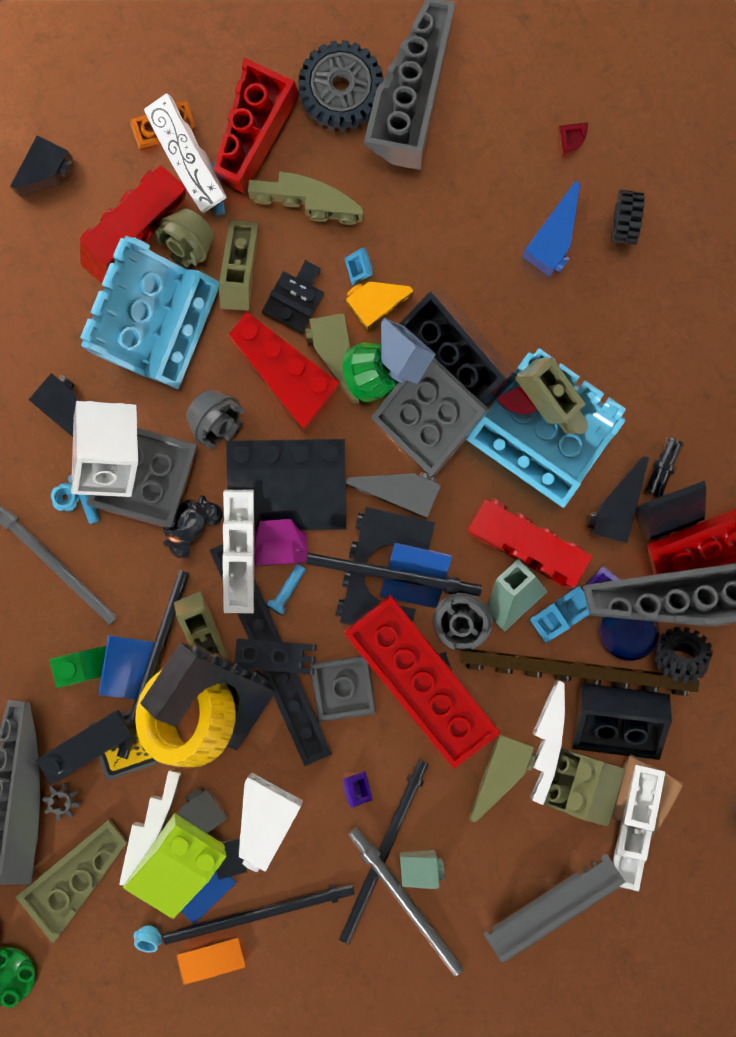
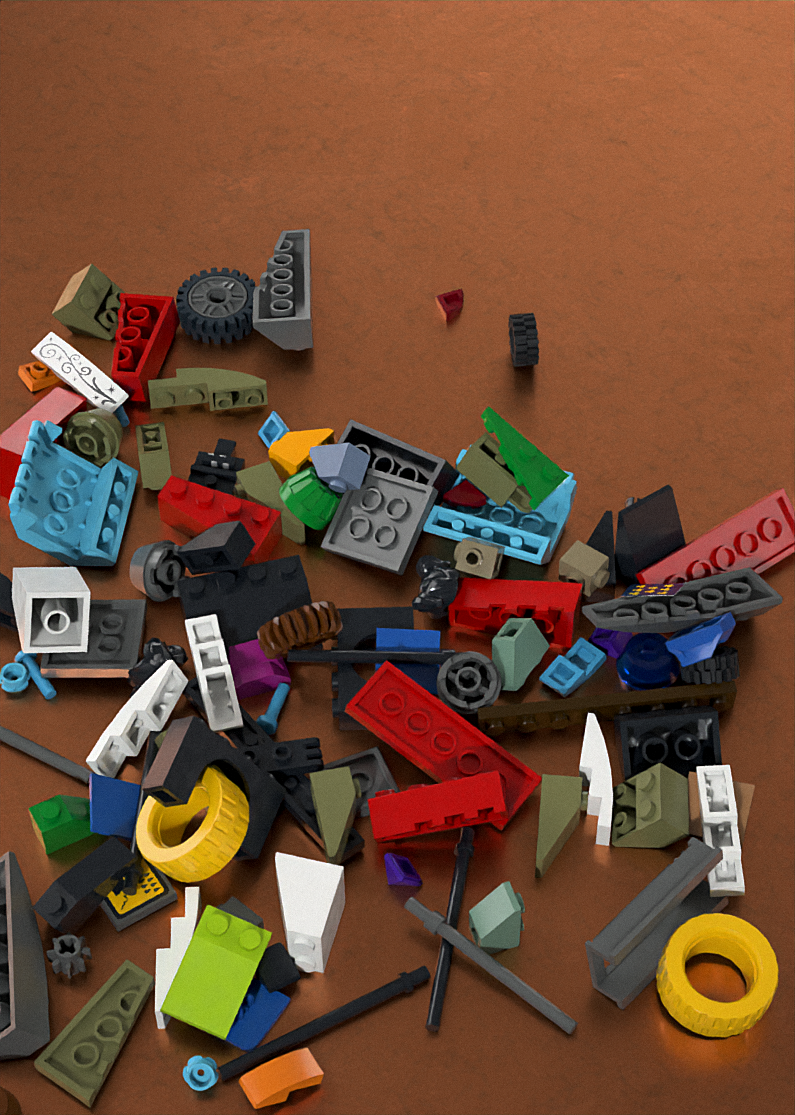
camera: 15 degrees left, 35 degrees down
(170, 575) = (141, 714): none -> white slope
(215, 53) = (90, 304): none -> olive slope
(271, 421) = (217, 549): none -> black slope
(312, 723) = (335, 807): none -> olive slope
(324, 531) = (299, 629): none -> reddish brown gear
(403, 491) = (366, 591): dark grey slope -> none
(403, 751) = (438, 807): none -> red wedge
(462, 505) = (437, 586): none -> black hair
(508, 490) = (479, 557): none -> dark tan brick
(553, 240) = (456, 377): blue slope -> none
(584, 401) = (525, 460): none -> green wing
(600, 531) = (584, 566): none -> dark tan brick
(603, 1001) = (734, 940): none -> yellow tyre
(655, 577) = (652, 589): none -> sticker
(680, 644) = (700, 640): none -> blue slope

